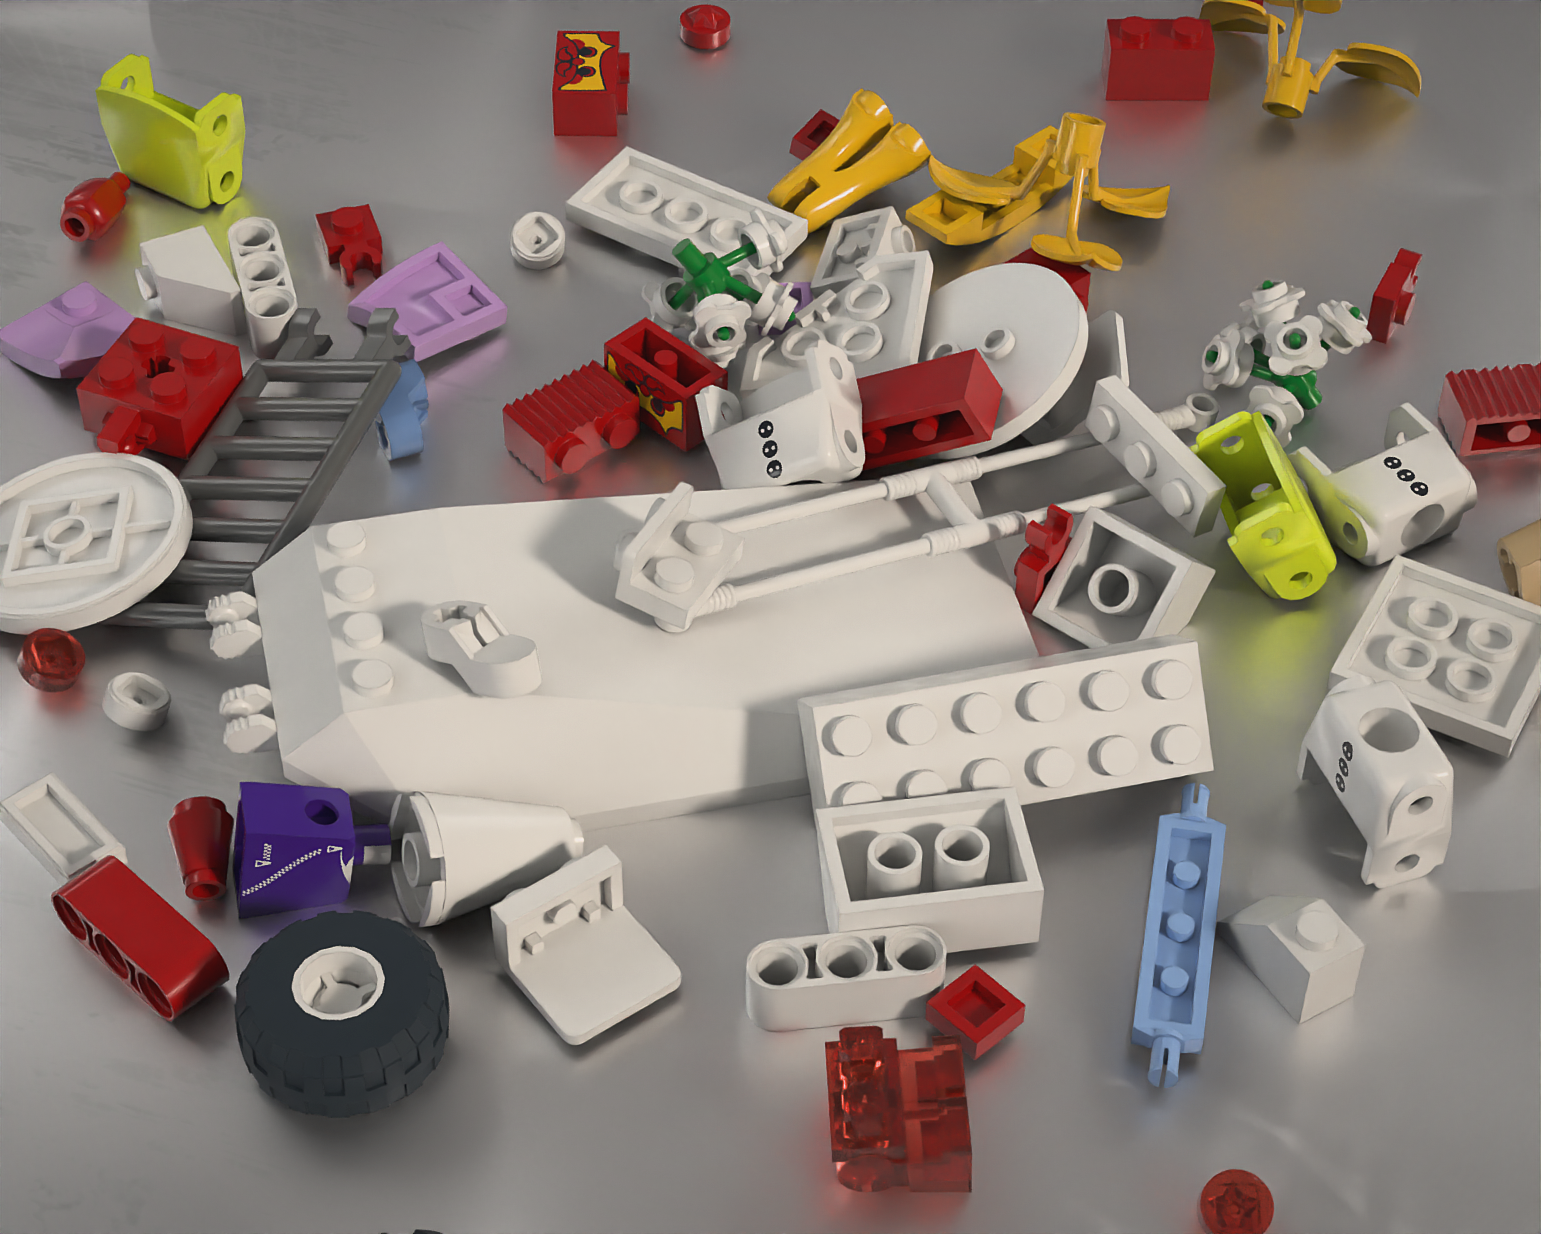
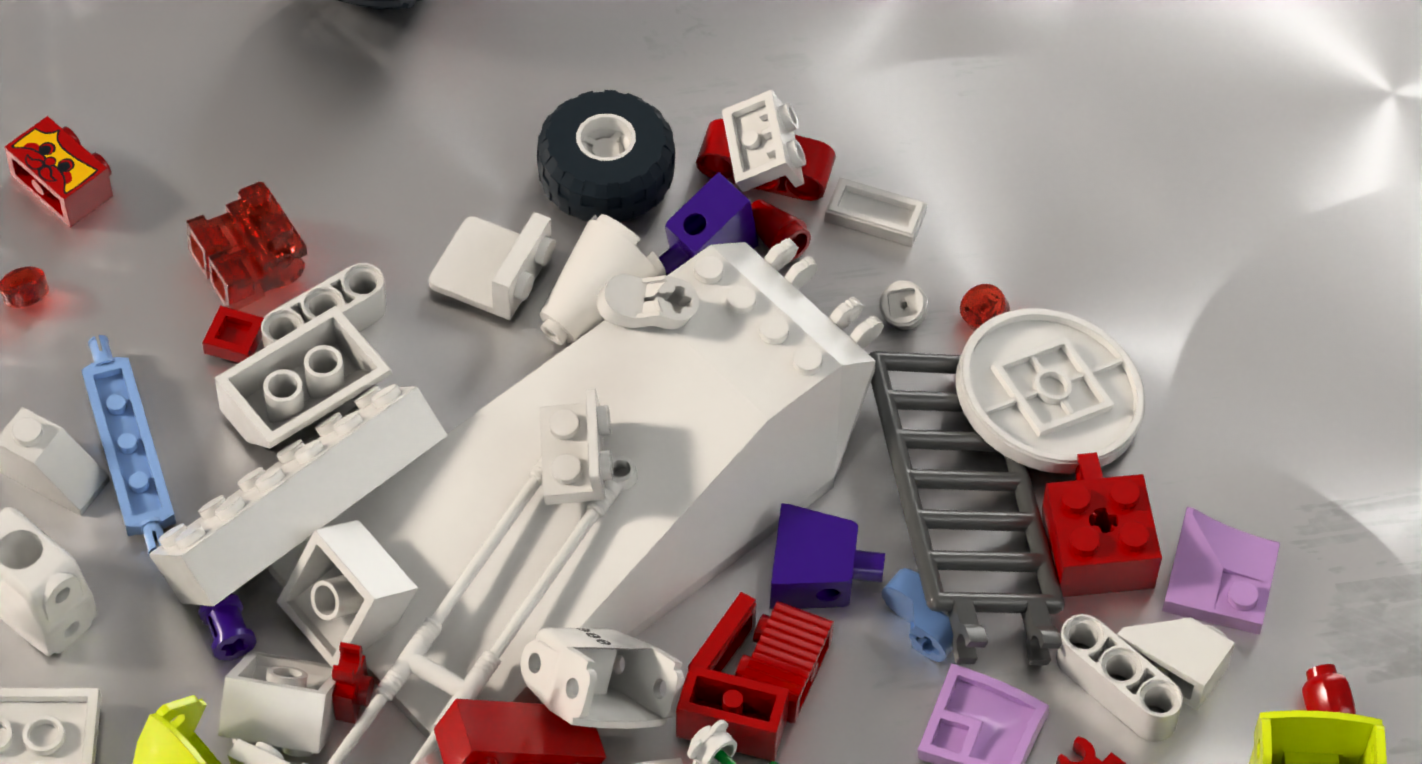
camera: 150 degrees right, 10 degrees up
(149, 889) = (763, 141): none -> white bracket
(465, 473) = (819, 560): none -> dark purple torso
(626, 458) = (728, 635): none -> red tile
(993, 607) = (345, 590): none -> white slope

